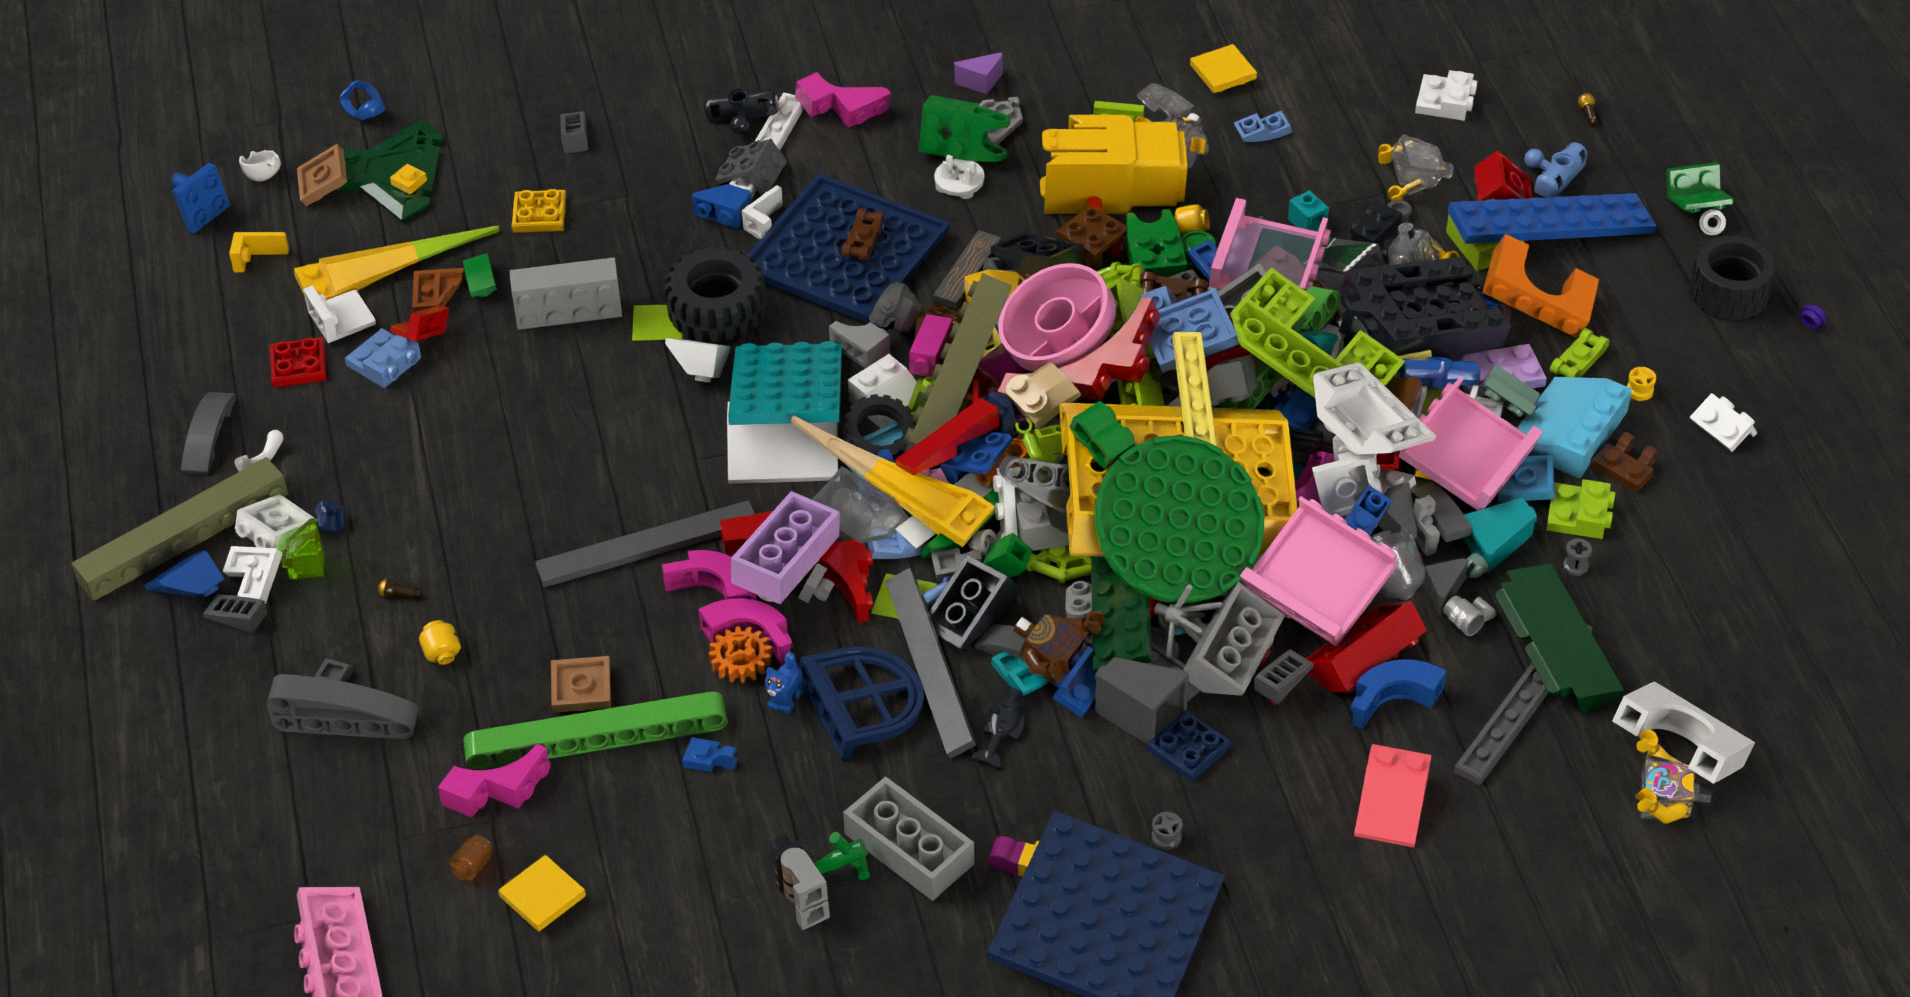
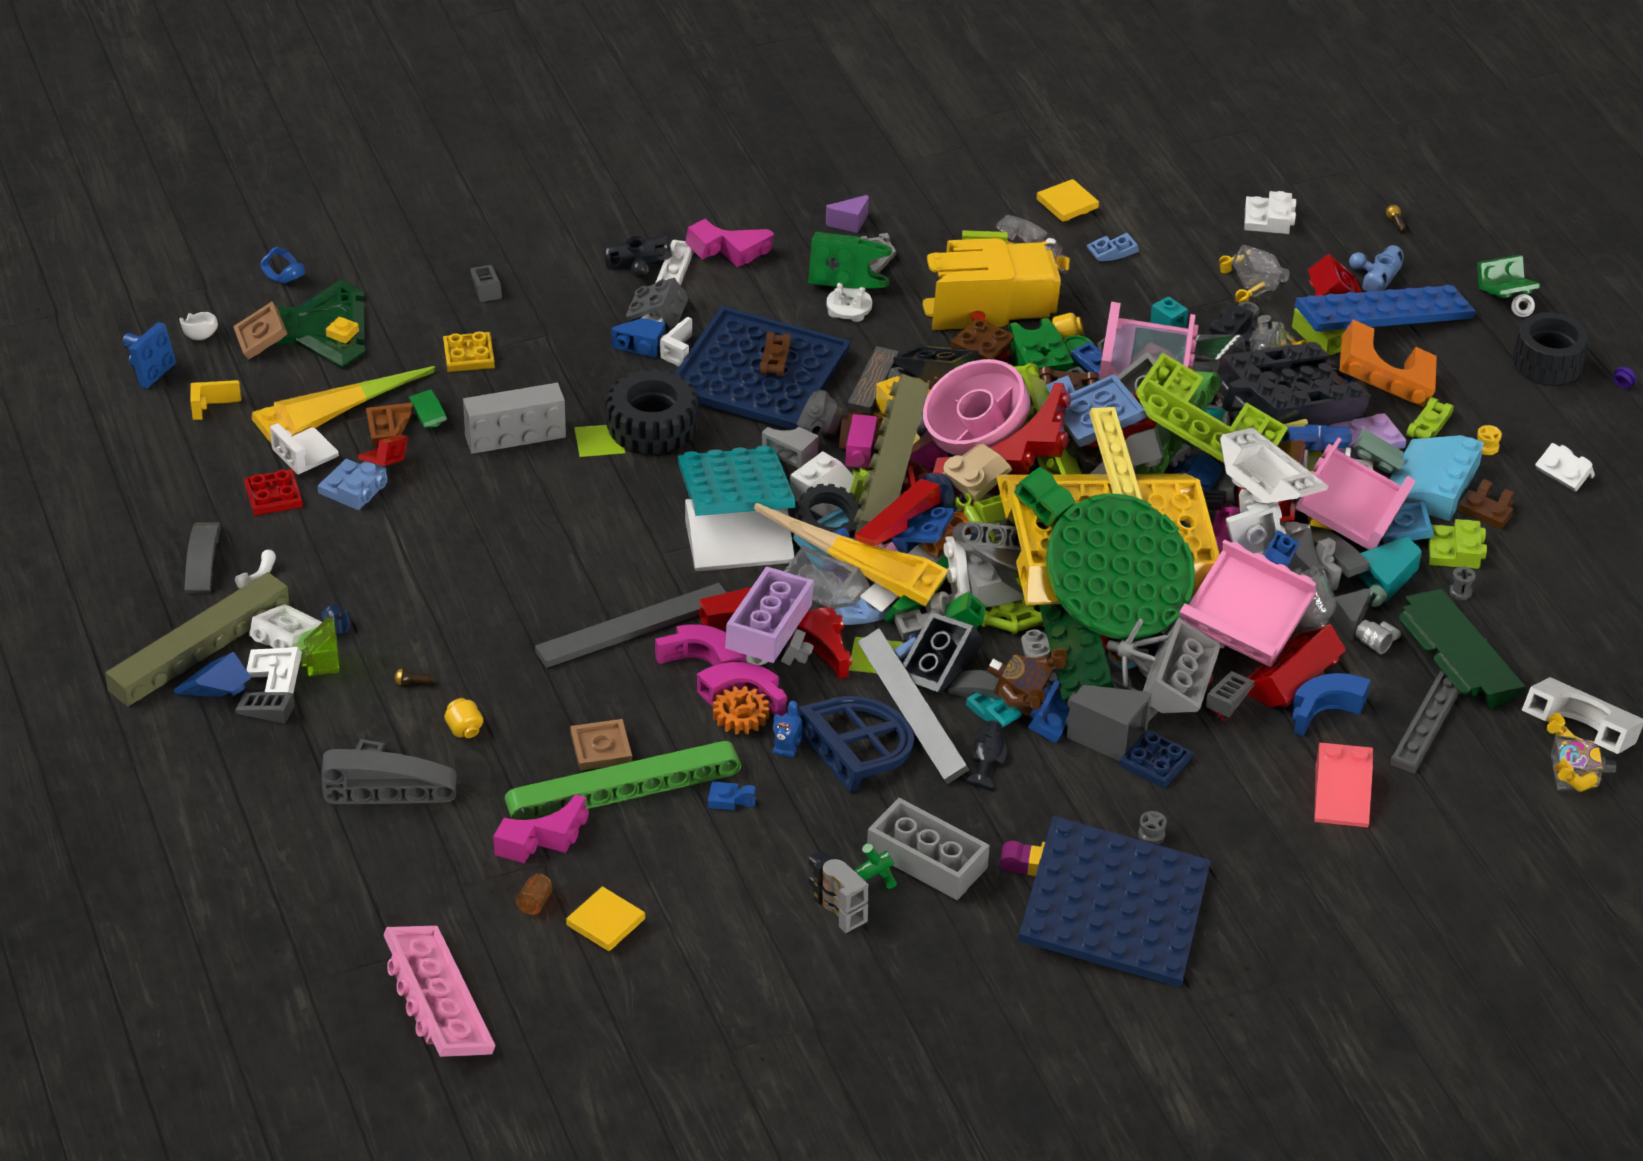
camera: 10 degrees left, 5 degrees down
(699, 358) = (648, 465): white slope -> none

